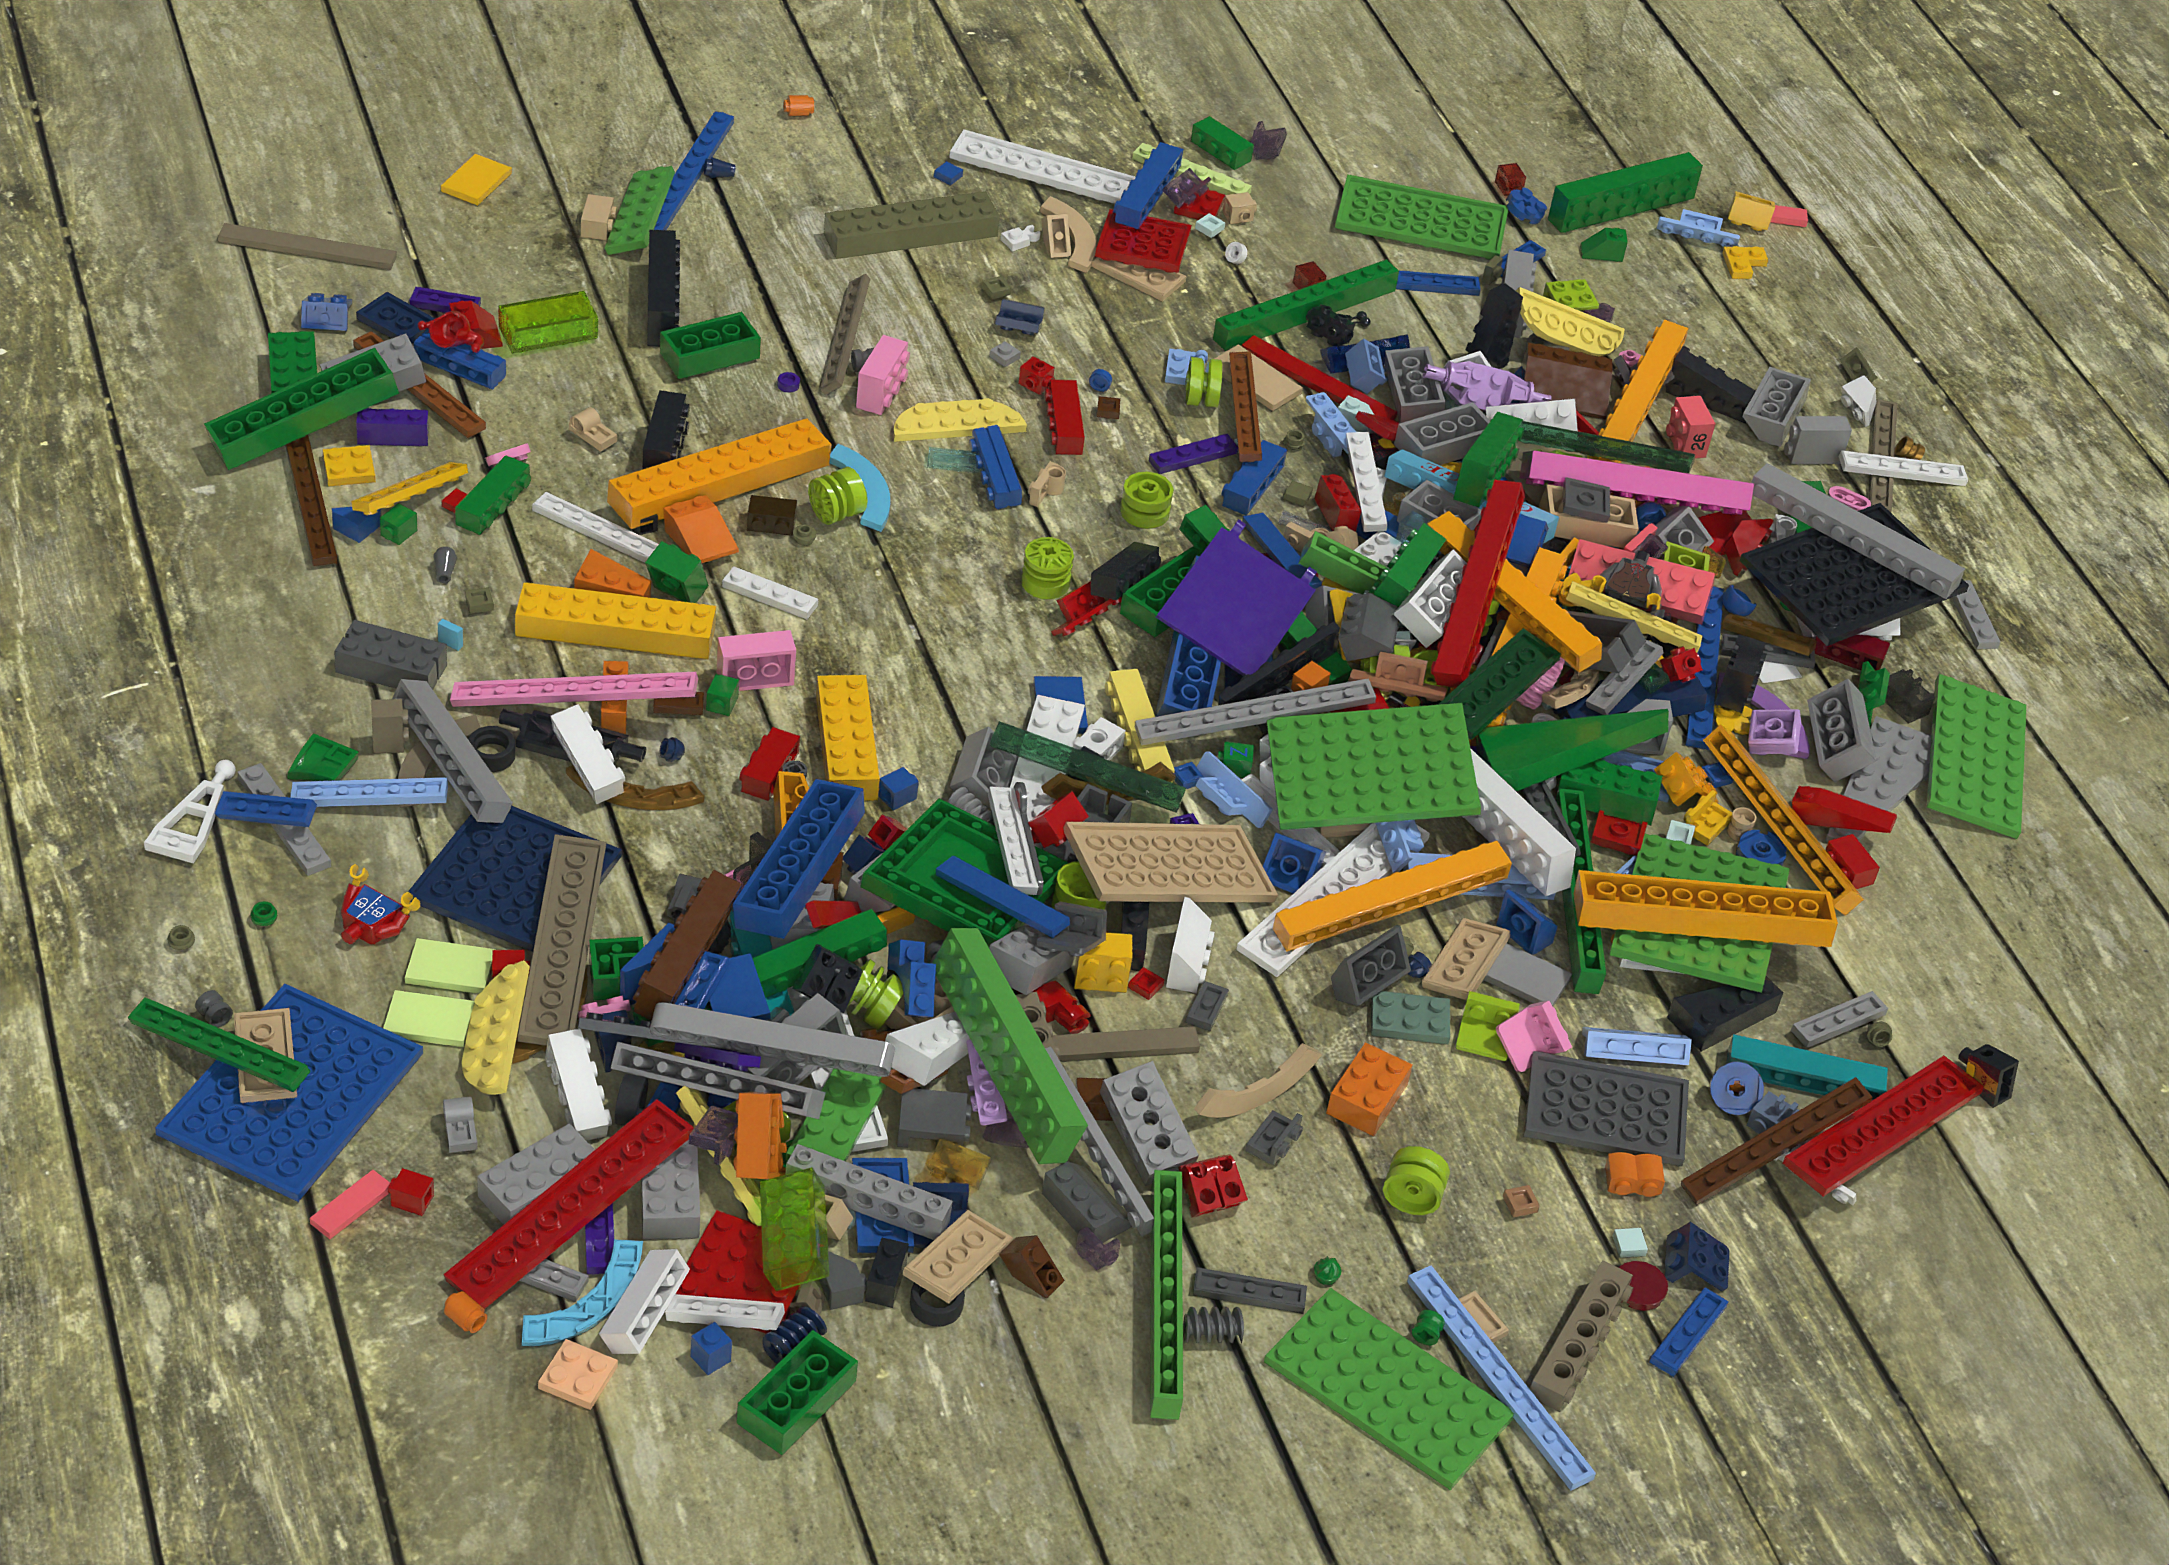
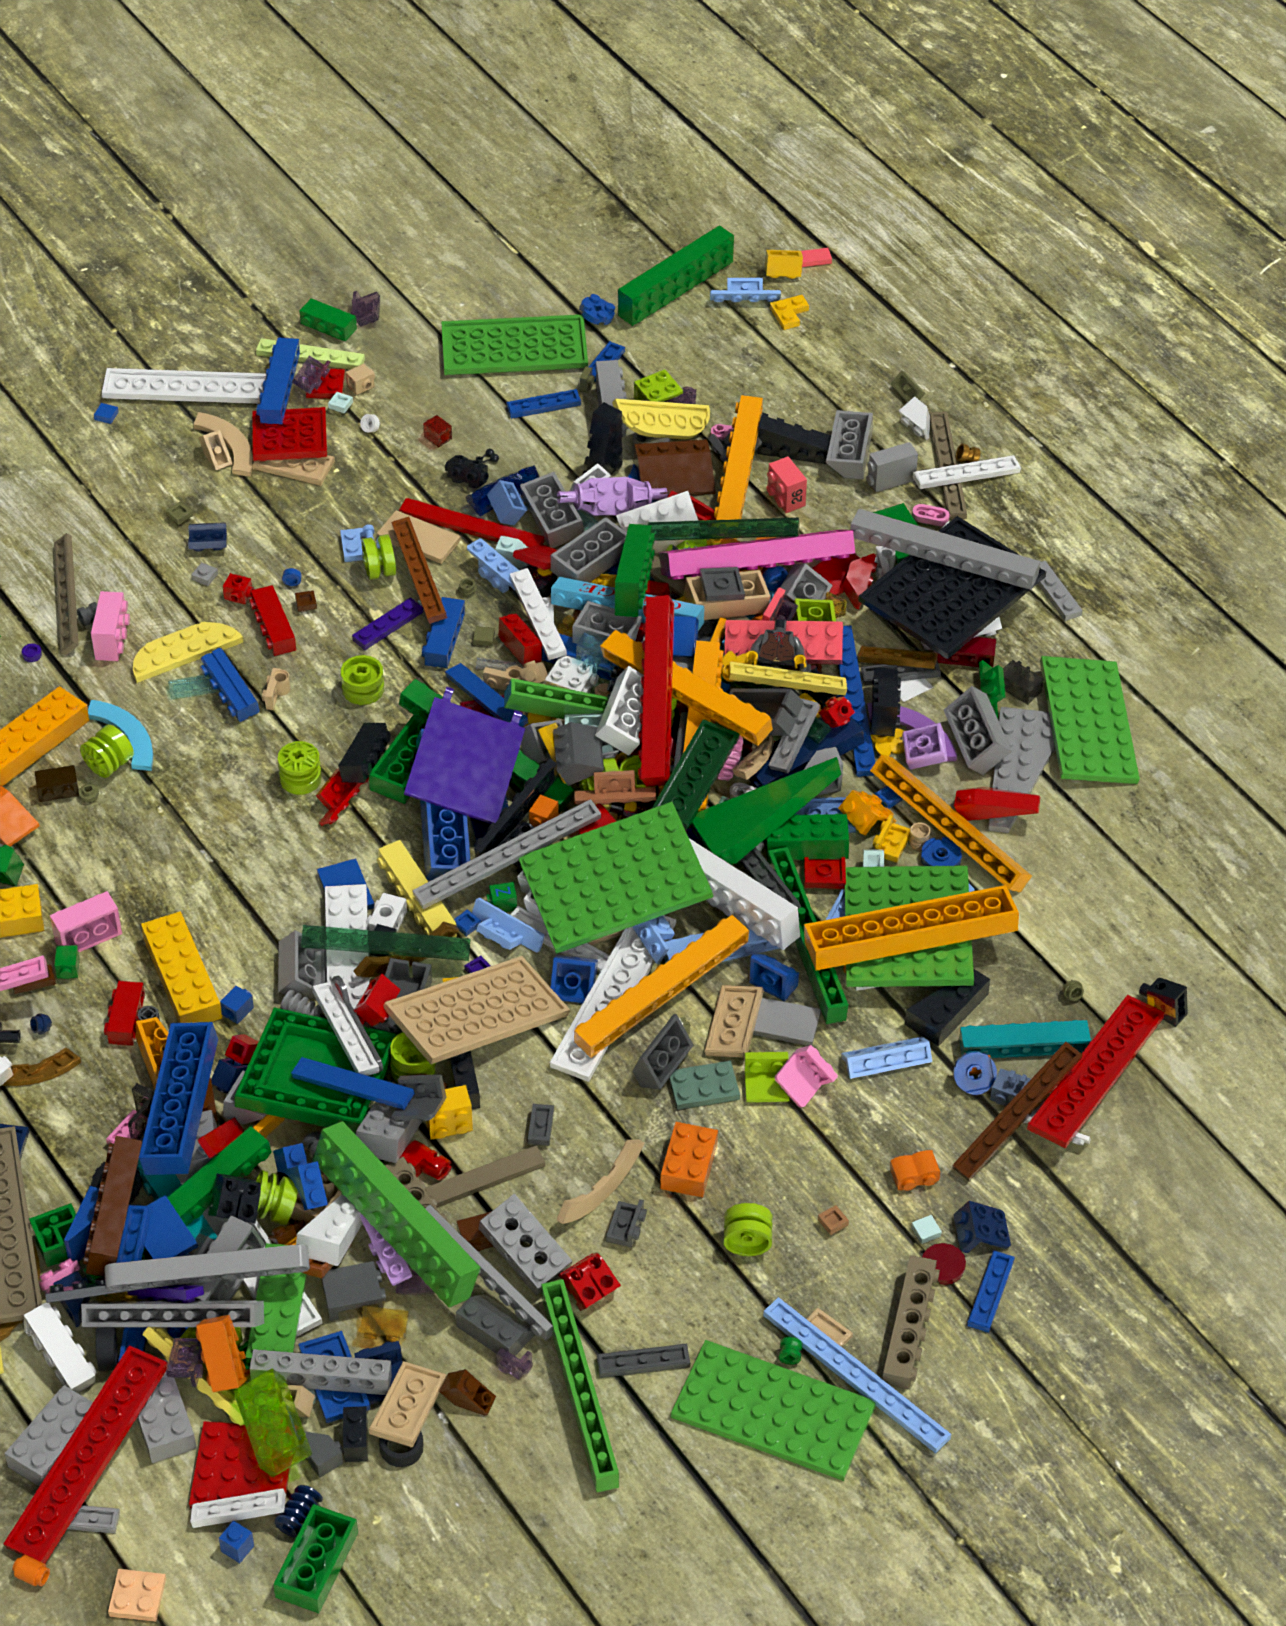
camera: 10 degrees left, 5 degrees up
(590, 1309) = (132, 1534): medium azure tile -> none
(599, 1241) = (120, 1479): dark purple plate -> none
(644, 1301) = (171, 1518): white brick -> none
(684, 889) = (93, 1149): dark grey piece -> none
(770, 593) = (76, 855): white plate -> none
(810, 1297) = (301, 1475): dark tan tile -> none
(911, 224) = (90, 473): olive brick -> none
(1018, 238) = (183, 460): white plate -> none
(1146, 983) = (486, 1118): red tile -> none
(1190, 949) = (514, 1079): white slope -> none
(1213, 1324) = (623, 1399): dark grey piece -> none
(1293, 307) = (432, 463): green brick -> none
(1327, 1271) = (699, 1325): green plate -> none
(1408, 566) = (595, 688): green brick -> none
(1419, 965) = (698, 1038): dark blue plate -> none
(1509, 178) = (577, 287): clear red brick -> none
(1605, 245) = (672, 329): green slope -> none
(1606, 1107) = (878, 1119): dark grey plate -> none
(1737, 602) = (865, 635): blue hair -> none
(1839, 1019) = (1039, 987): light grey plate -> none
(1853, 860) = (1015, 843): red brick -> none

